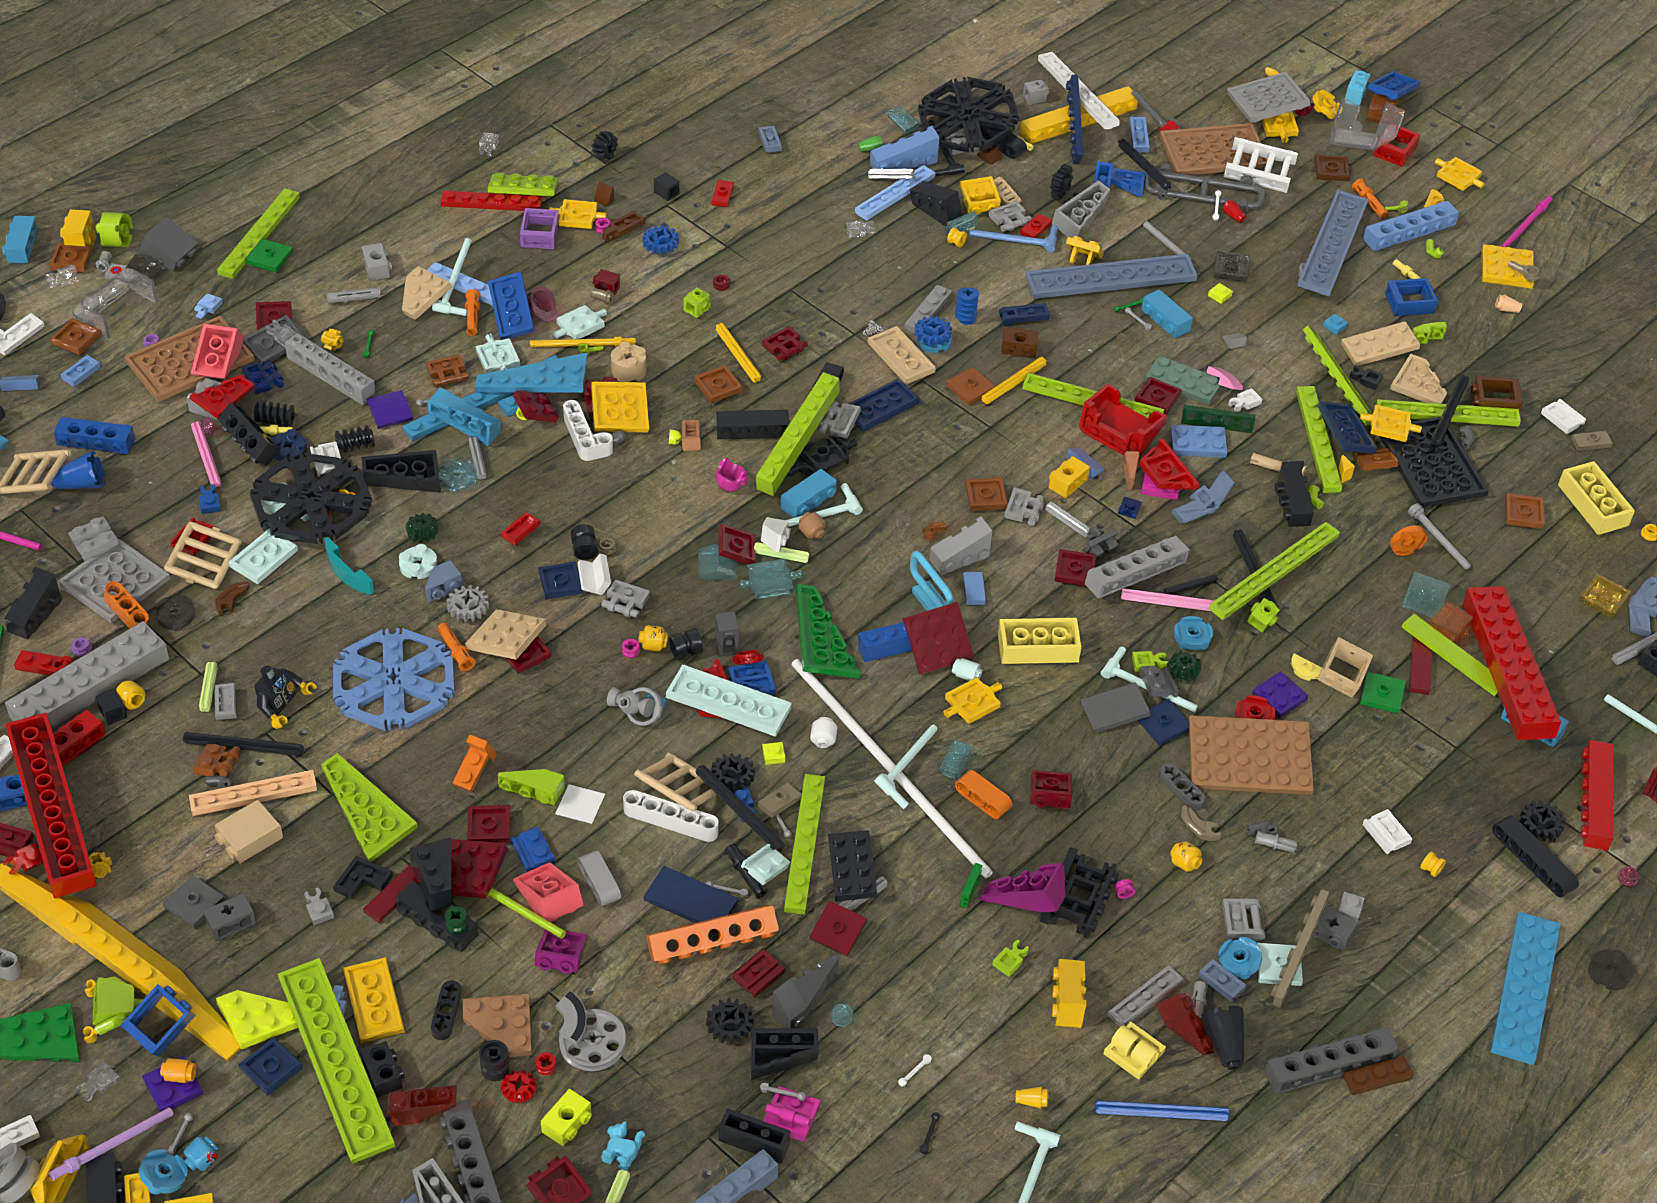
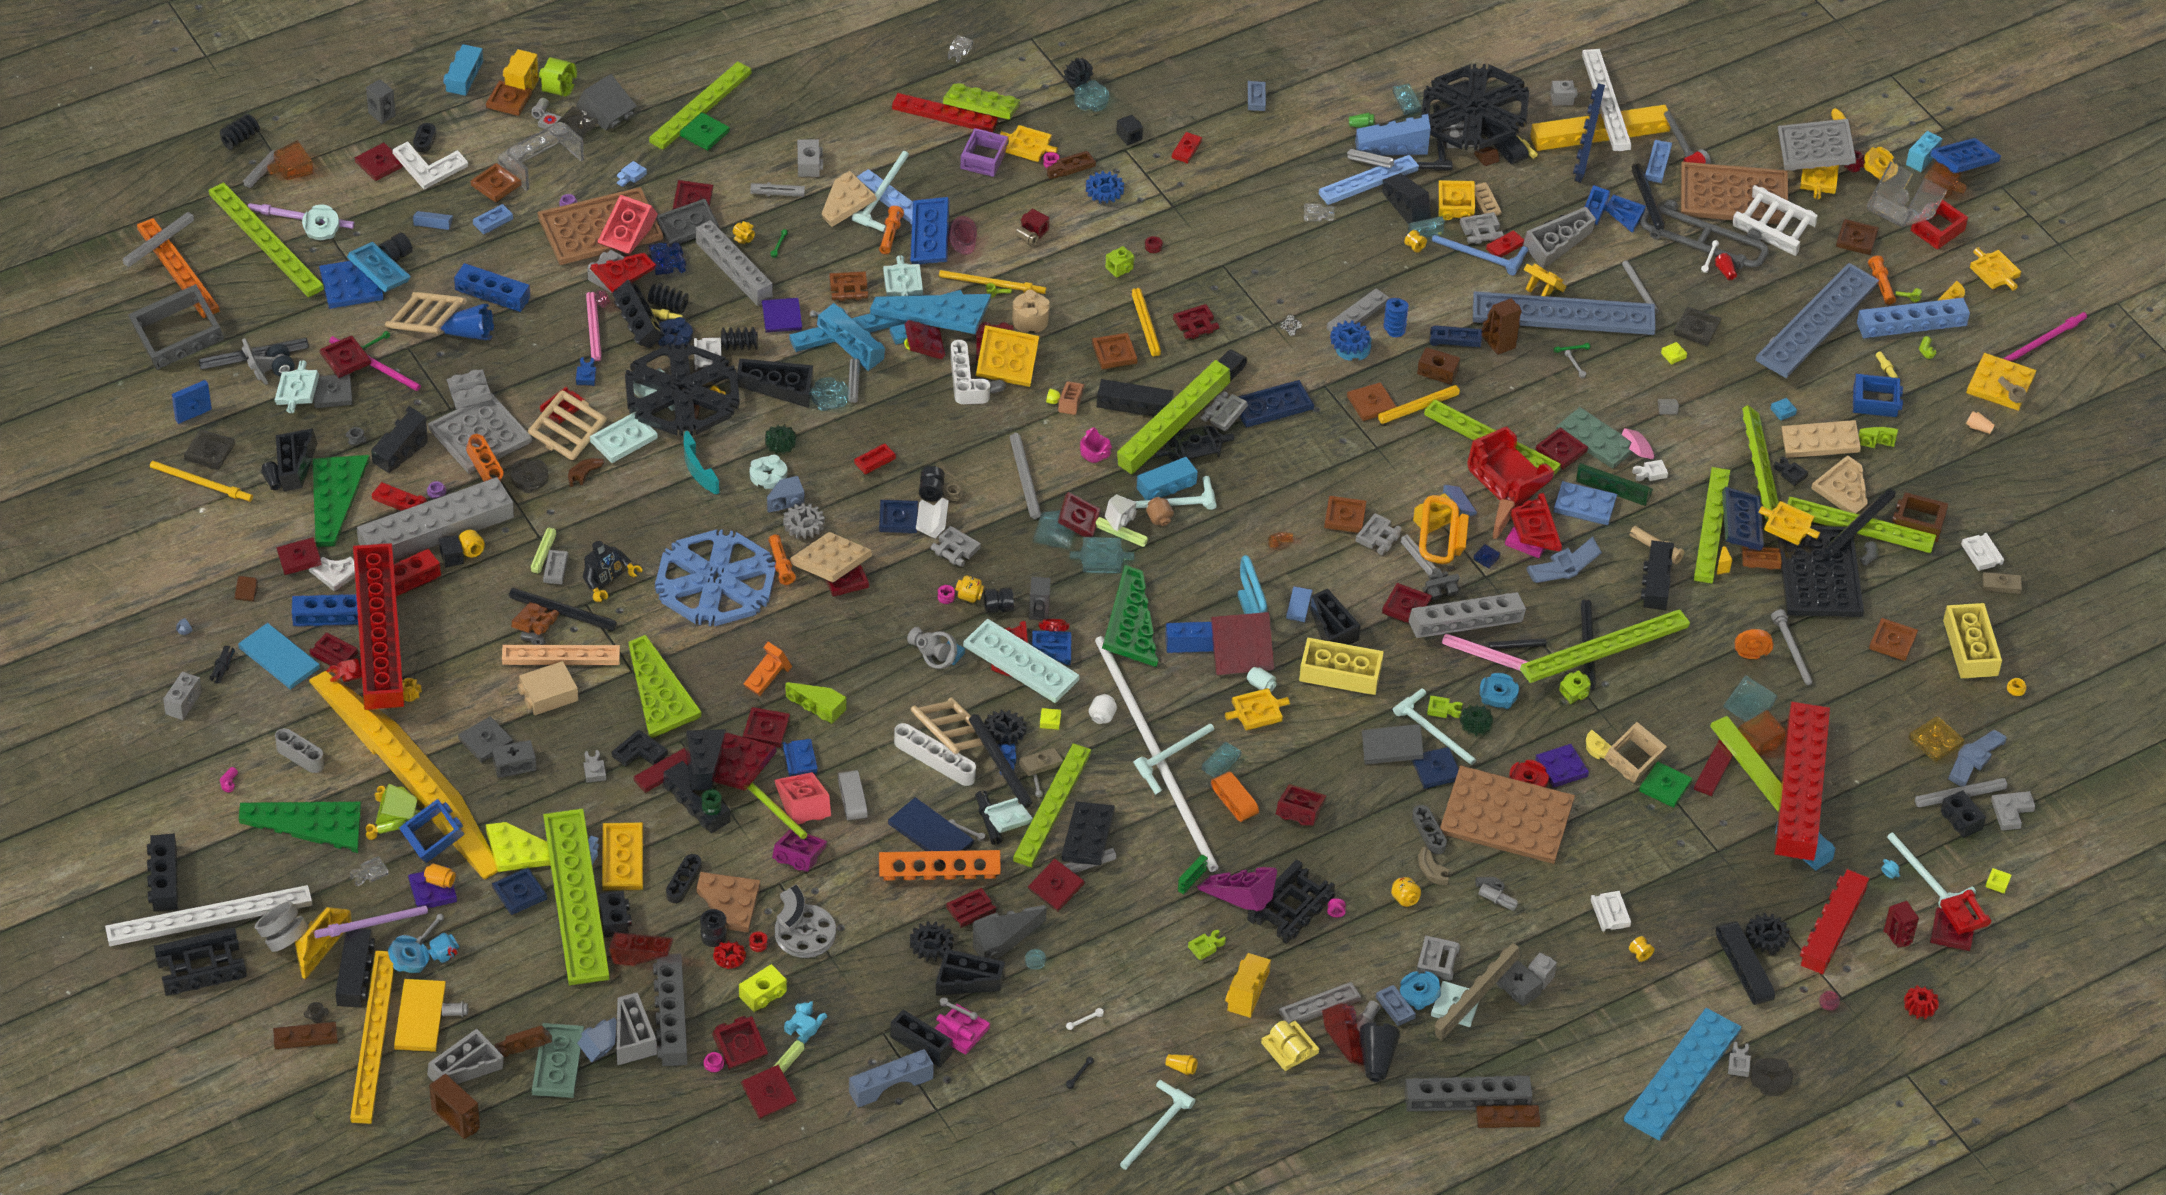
camera: 15 degrees right, 0 degrees up
(64, 276) = (498, 117): clear plate -> none
(280, 334) = (694, 217): clear plate -> none
(580, 322) = (996, 260): light aqua plate -> none
(580, 804) = (856, 727): white sticker -> none
(604, 194) = (1062, 127): reddish brown slope -> none
(621, 164) = (1092, 88): none -> clear light blue plate
(671, 517) = (1025, 476): none -> light grey axle
(901, 355) = (1311, 356): tan plate -> none
(963, 549) = (1300, 563): light grey wedge -> none
(1014, 596) = (1333, 619): none -> black wedge
(1061, 181) = (1548, 200): black gear -> none
(1066, 295) = (1502, 326): none -> reddish brown wedge
(1098, 490) = (1457, 534): none -> light orange bar
(1158, 681) = (1444, 728): flat silver plate -> none
(1162, 1110) = (1296, 1100): axle -> none
(1167, 313) = (1605, 364): dark azure brick -> none
(1313, 489) = (1678, 581): lime arm -> none
(1574, 962) = (1739, 1061): none -> light grey plate
(1623, 730) = (1890, 869): none -> medium azure plate

